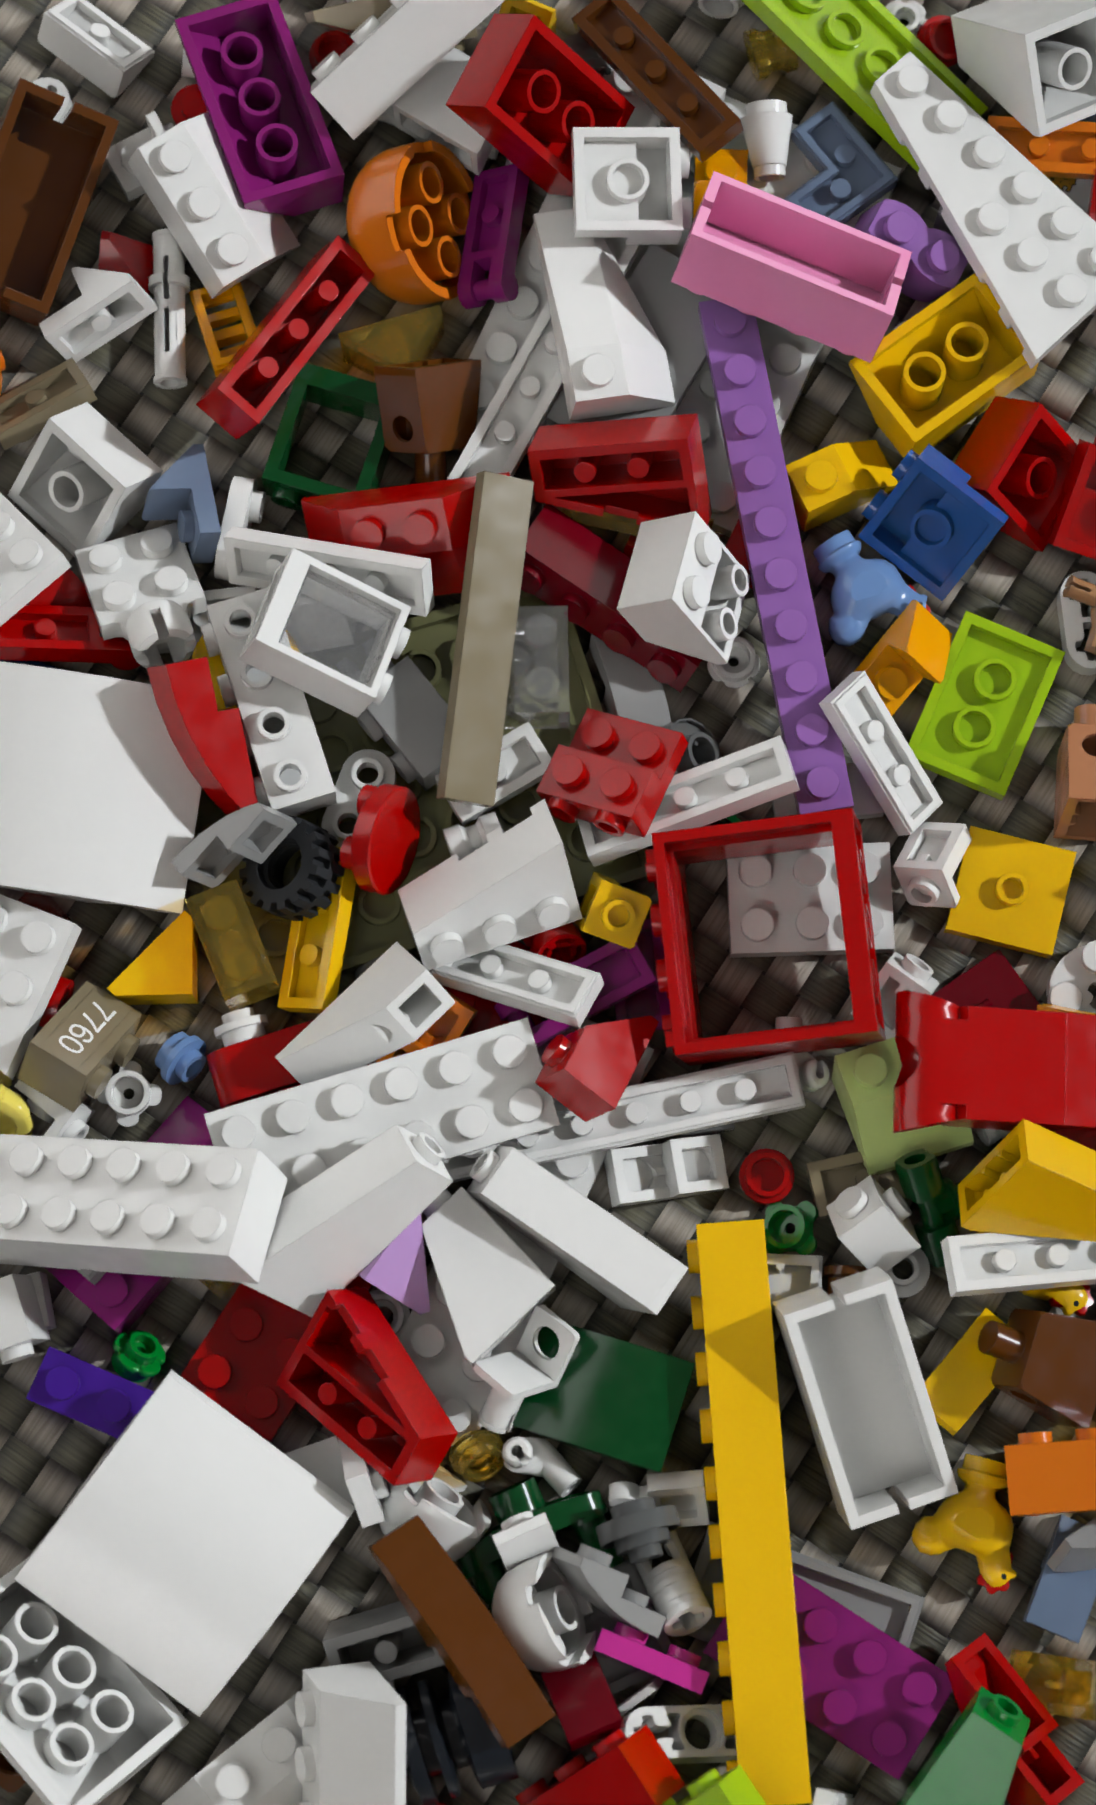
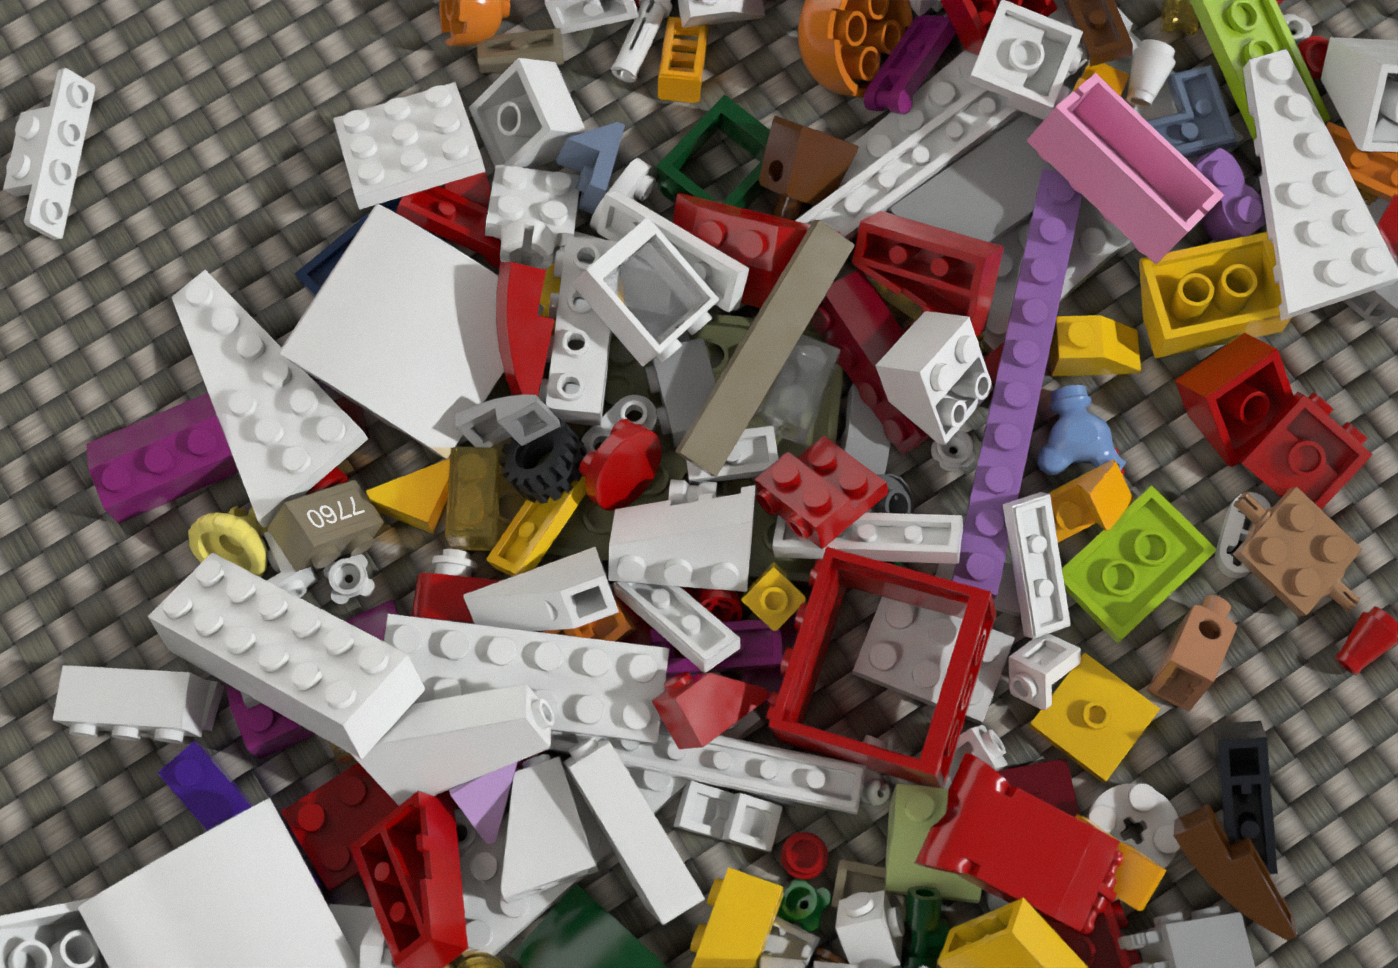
camera: 25 degrees right, 5 degrees down
(137, 1355) = (254, 785): green plate -> none
(181, 1058) = (399, 568): medium blue plate -> none
(286, 338) = (719, 71): red brick -> none
(393, 340) = (809, 108): clear yellow slope -> none
(524, 1370) = (544, 922): white bracket -> none
(601, 334) = (958, 163): white wedge -> none
(931, 521) = (1153, 405): blue plate -> none

